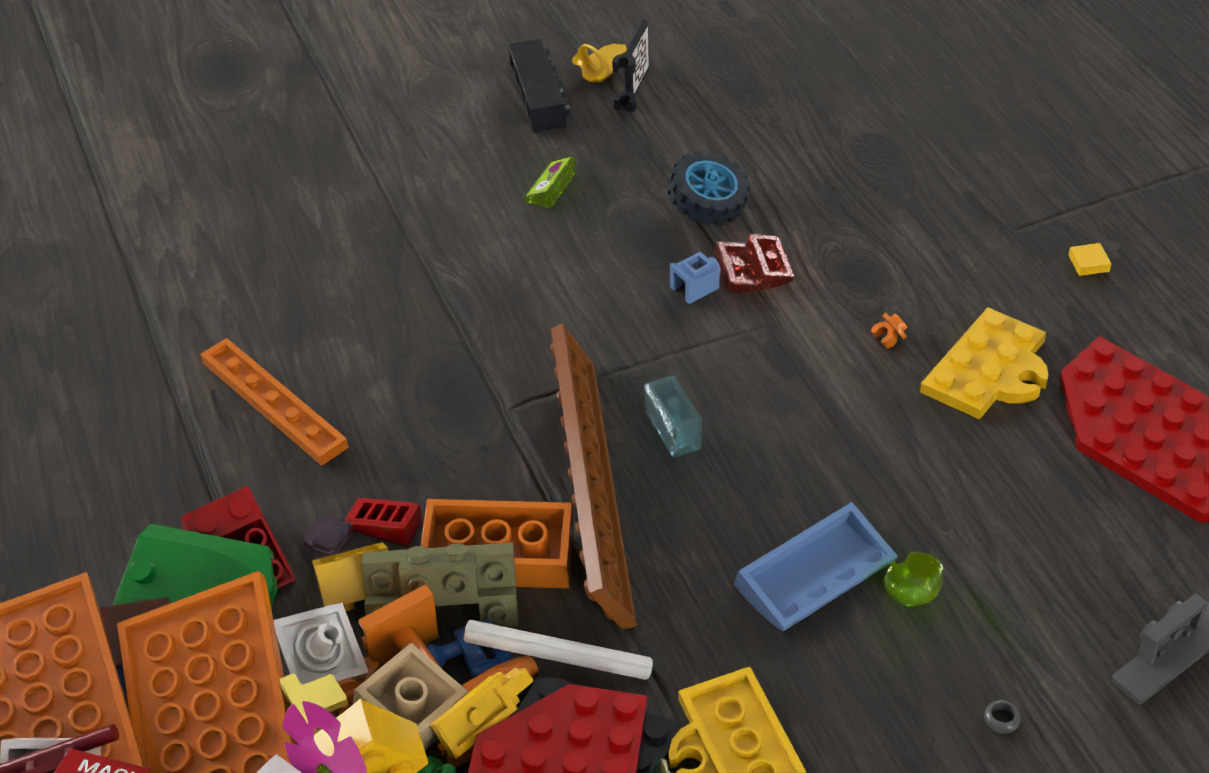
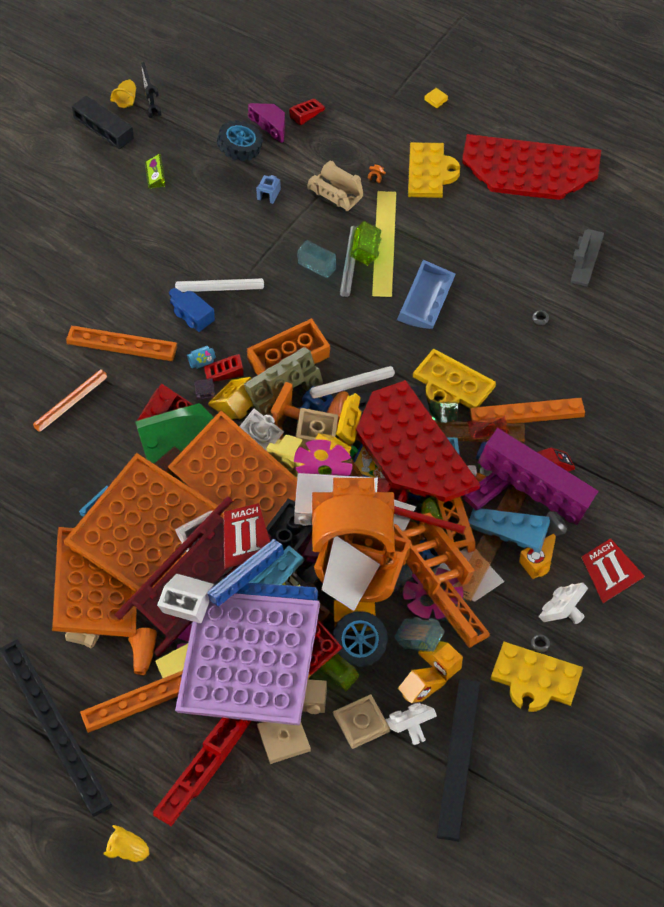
camera: 35 degrees left, 10 degrees up
(124, 447) = (70, 400): none -> orange axle
(363, 480) = (201, 357): none -> dark azure brick
(417, 399) = (191, 309): none -> blue hinge
(495, 385) = (220, 285): none -> white axle
(592, 480) = (302, 302): dark orange plate -> none
(732, 448) = (348, 268): none -> light grey axle
(753, 264) = (289, 169): clear red slope -> none
(777, 429) = (366, 243): none -> clear neon green brick
(784, 178) = (269, 118): none -> magenta slope
(815, 450) = (384, 263): none -> light yellow sticker
(819, 317) = (341, 185): none -> tan piece
(853, 191) = (301, 116): none -> red slope
(914, 580) = (470, 279): clear neon green hair -> none

